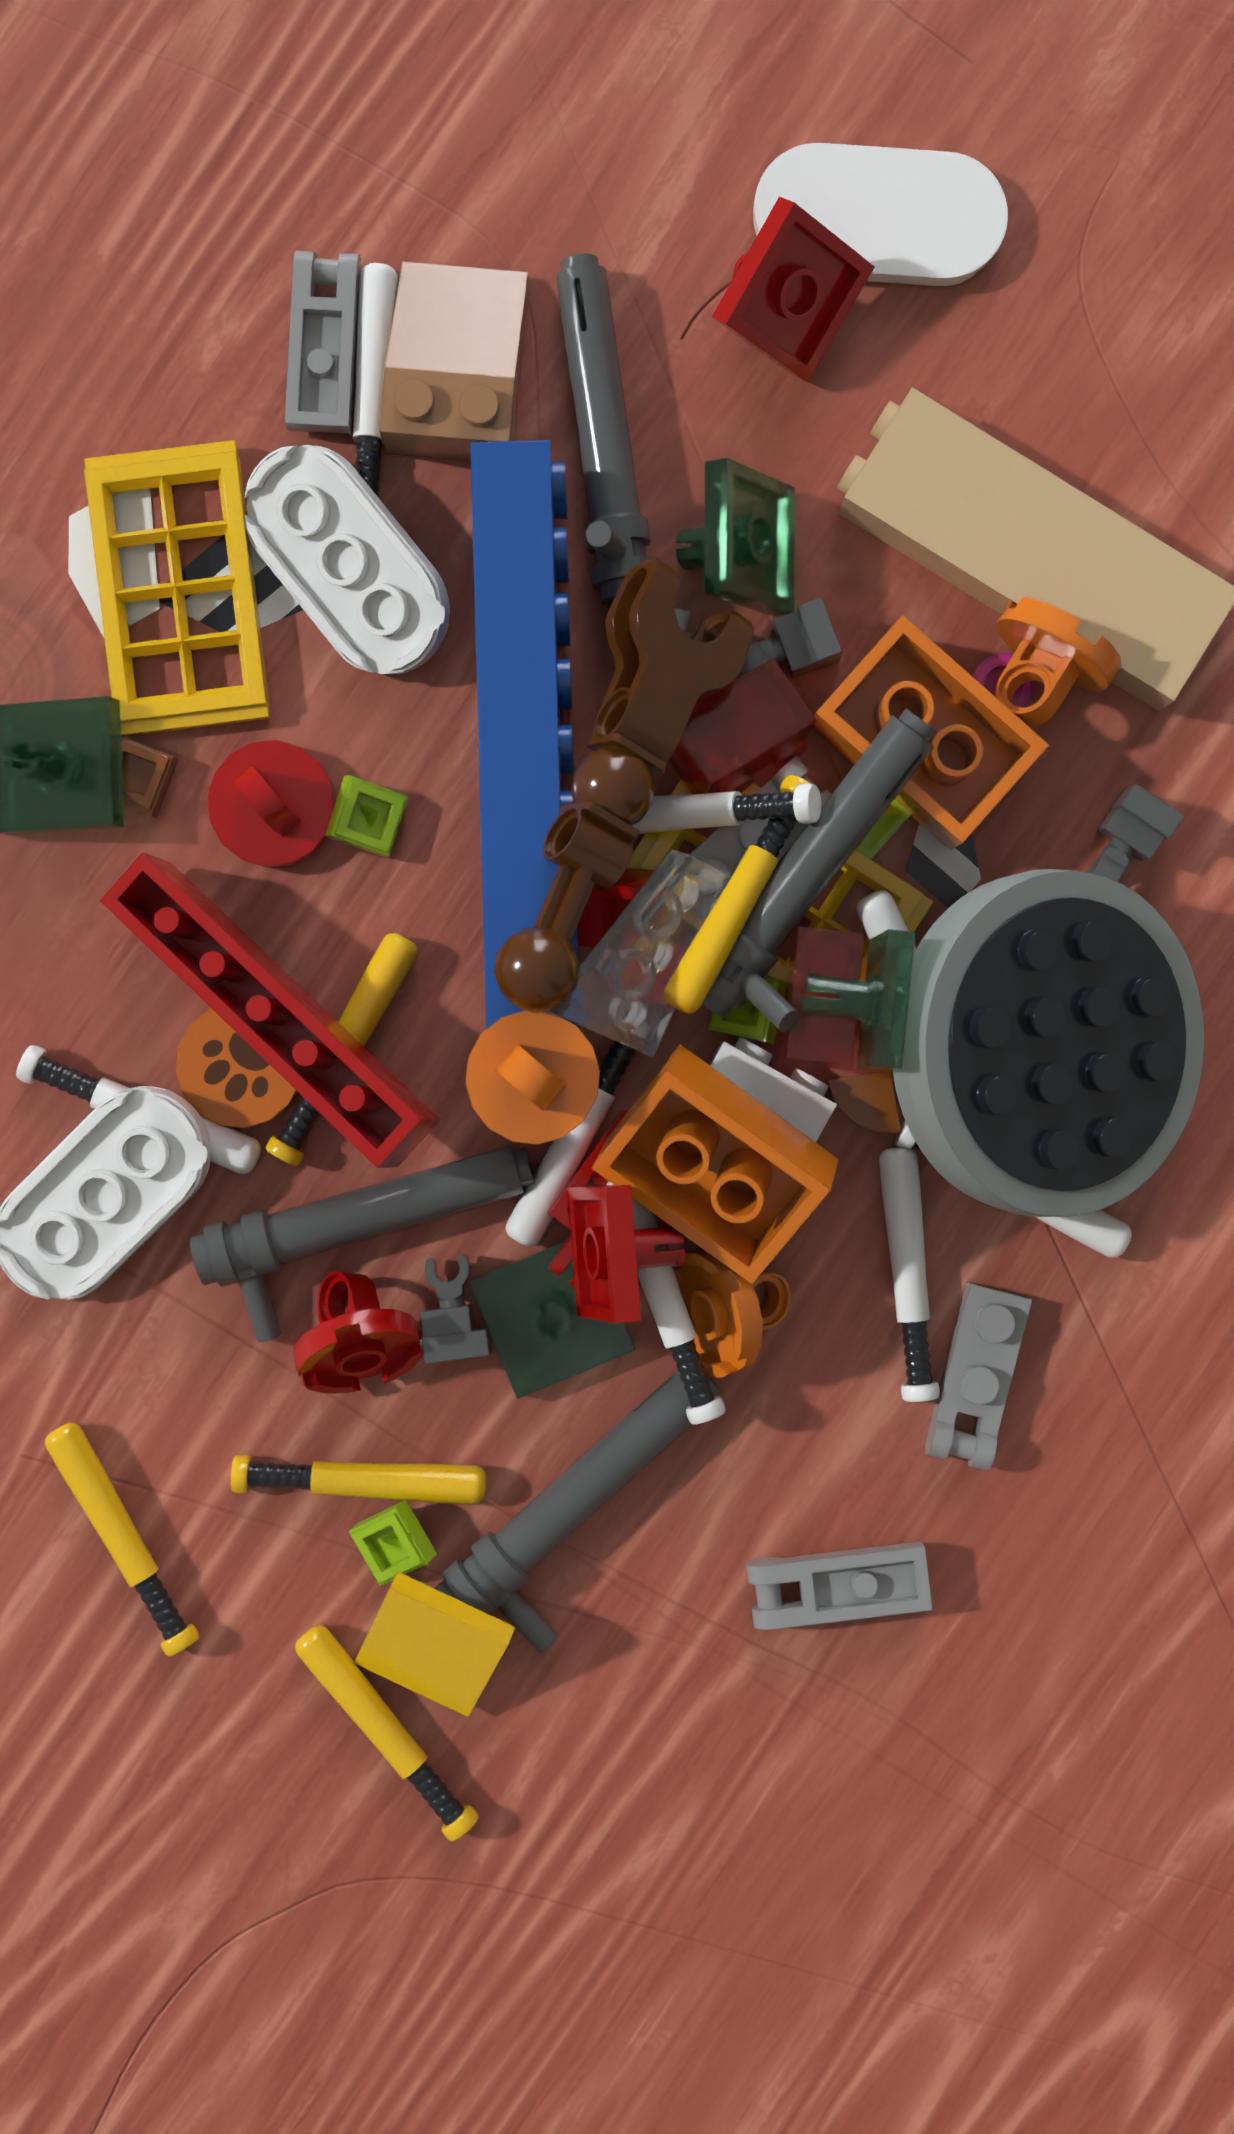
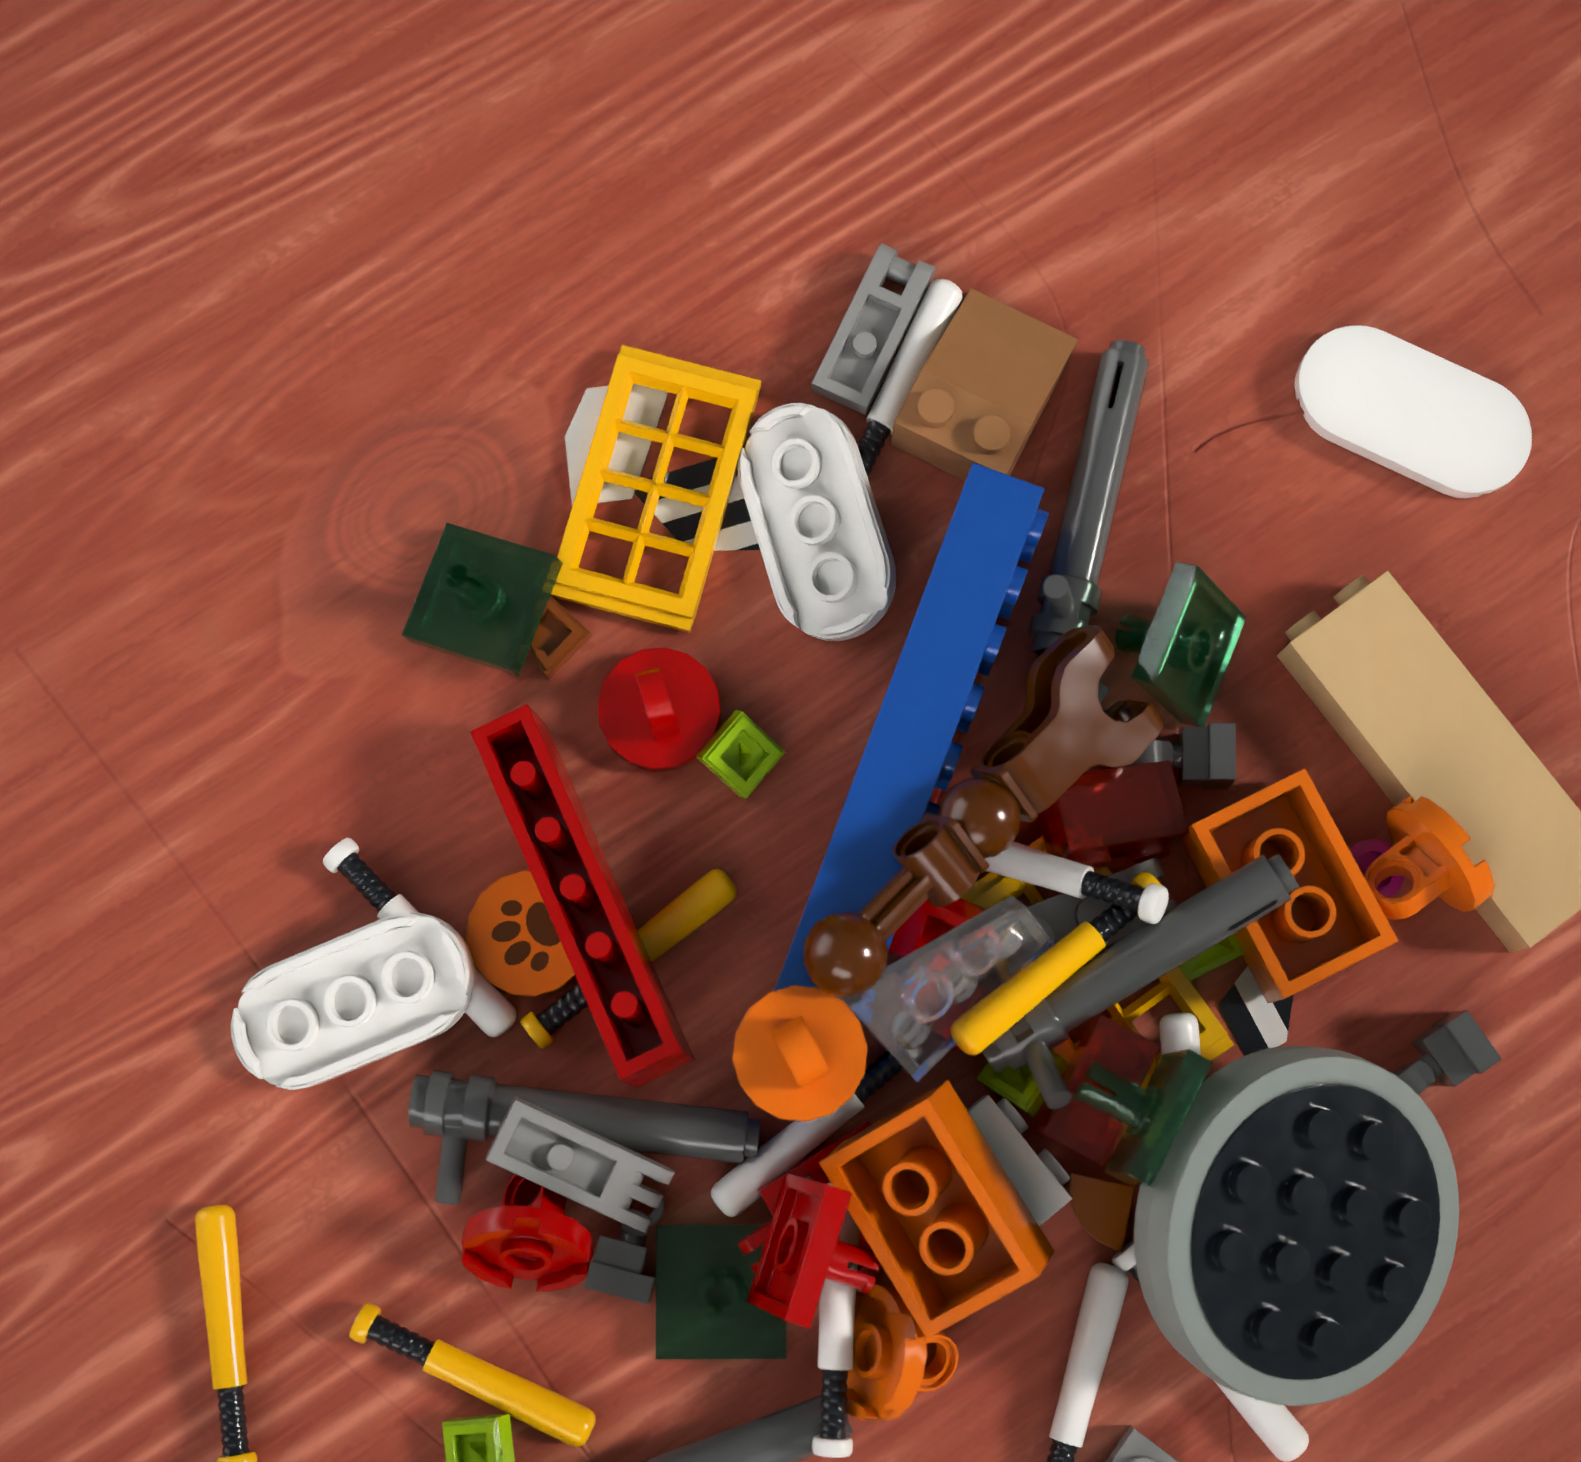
camera: 20 degrees right, 10 degrees down
(371, 1257) = (577, 1163): none -> light grey hinge
(793, 289) = (1311, 445): red tile -> none

